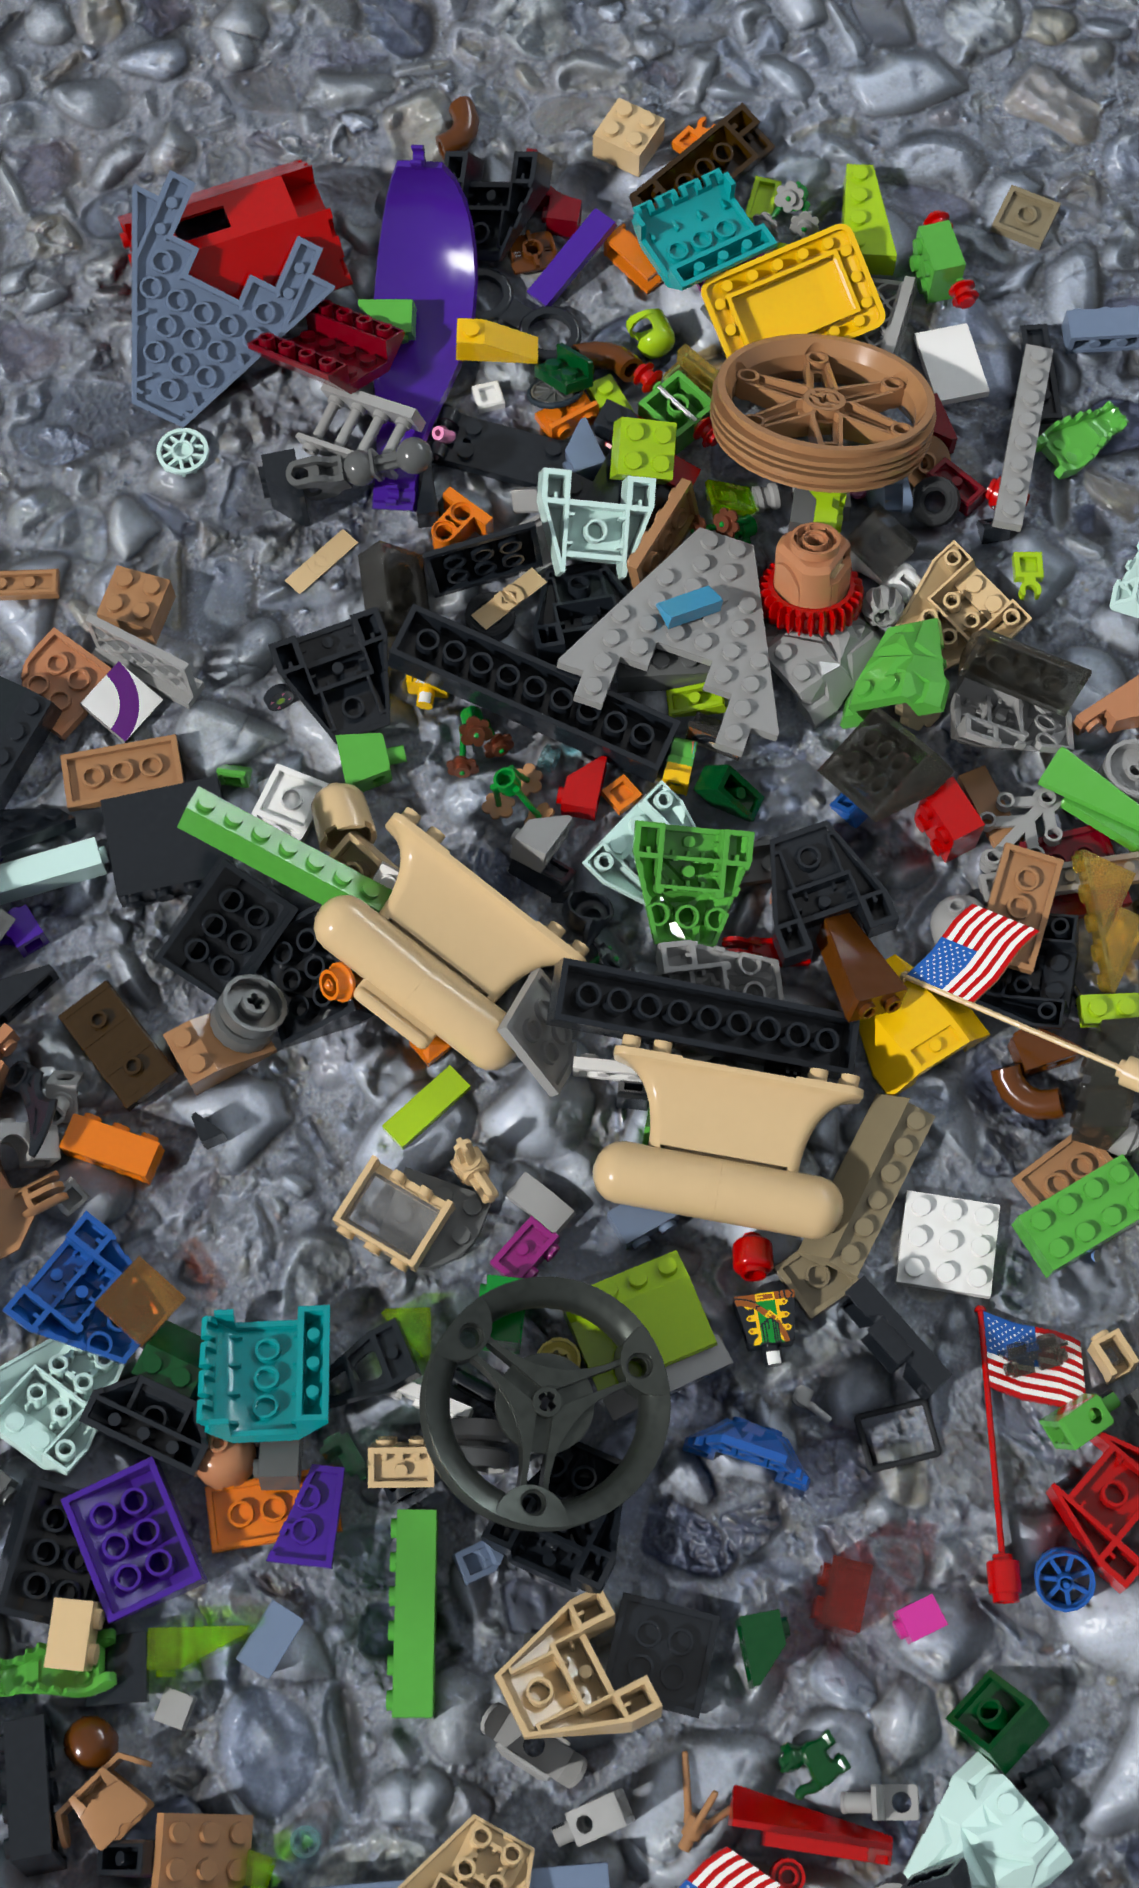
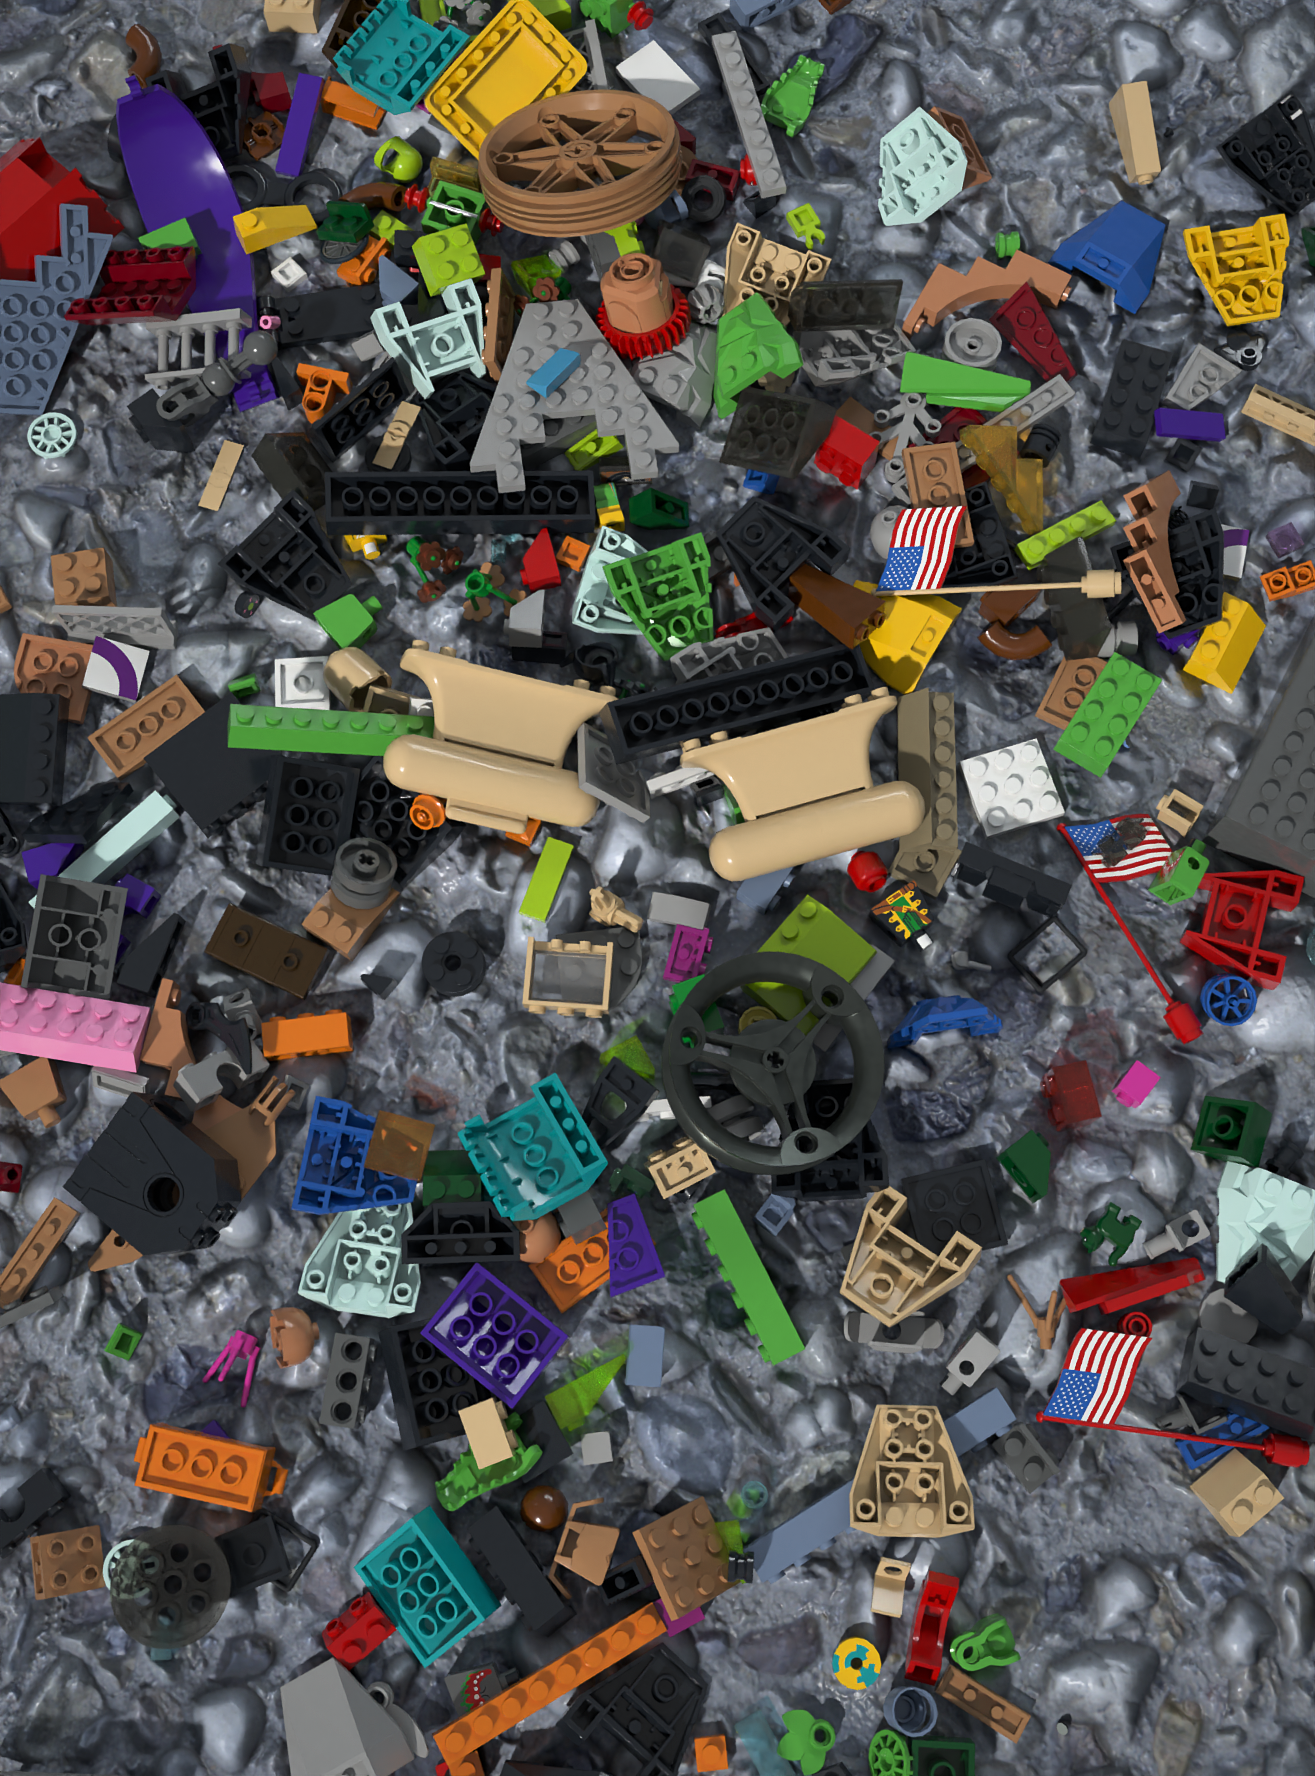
camera: 25 degrees left, 5 degrees up
(280, 1130) = (441, 951): none -> black wheel

